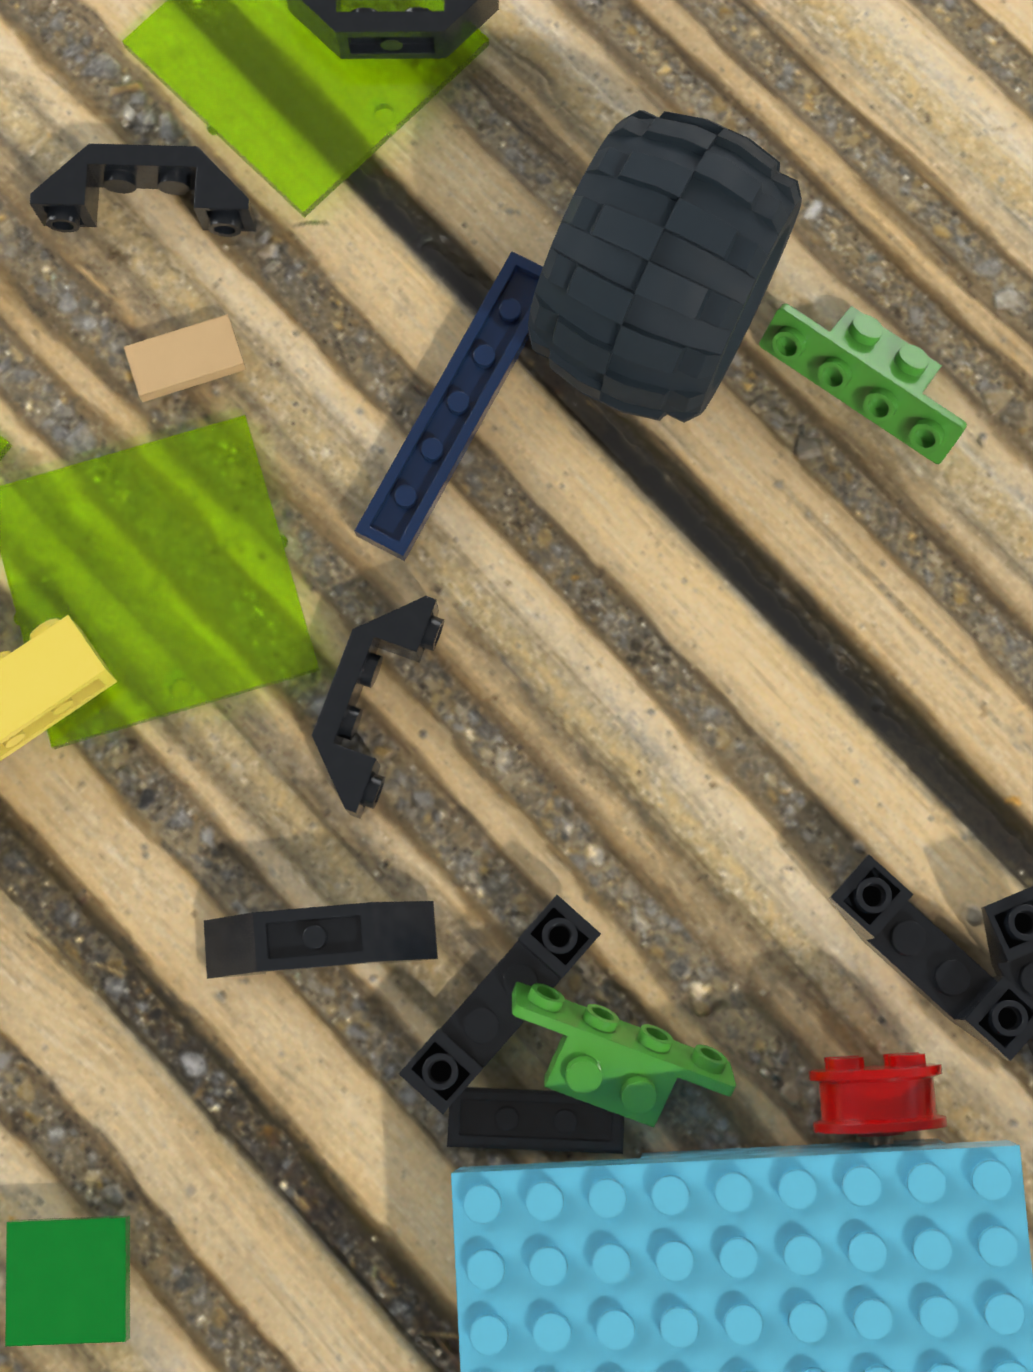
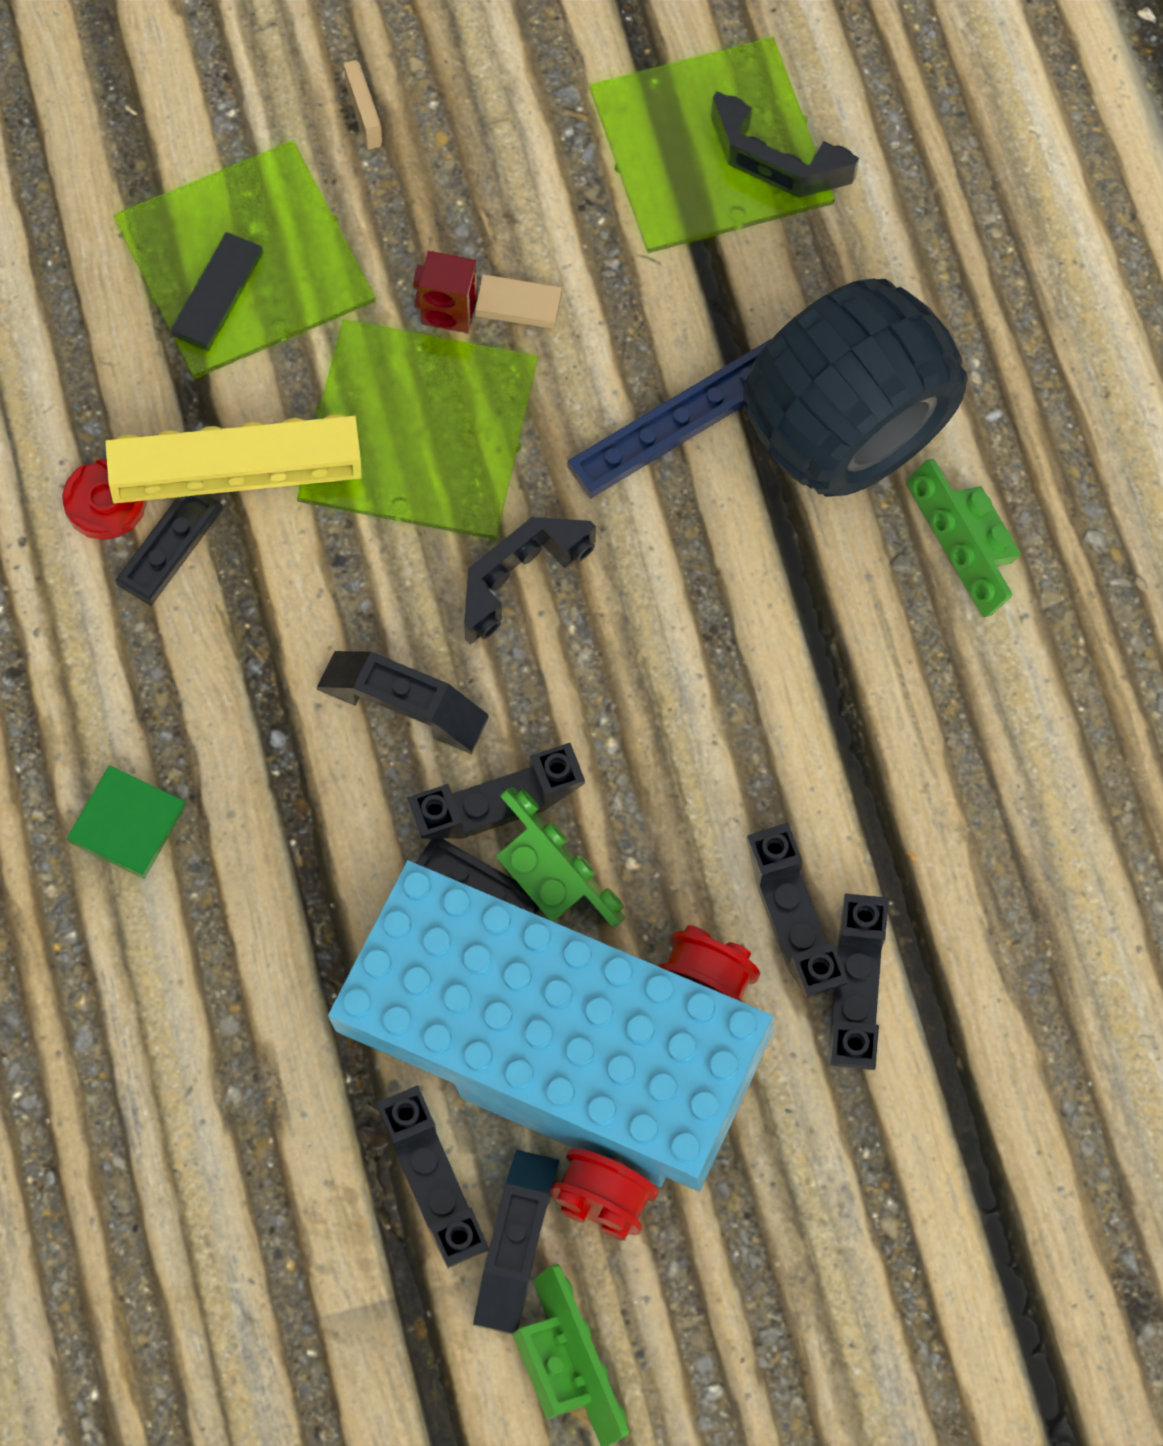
camera: 25 degrees right, 10 degrees down
(72, 192) = (503, 163): black slope -> none
(92, 393) = (446, 291): none -> dark red brick

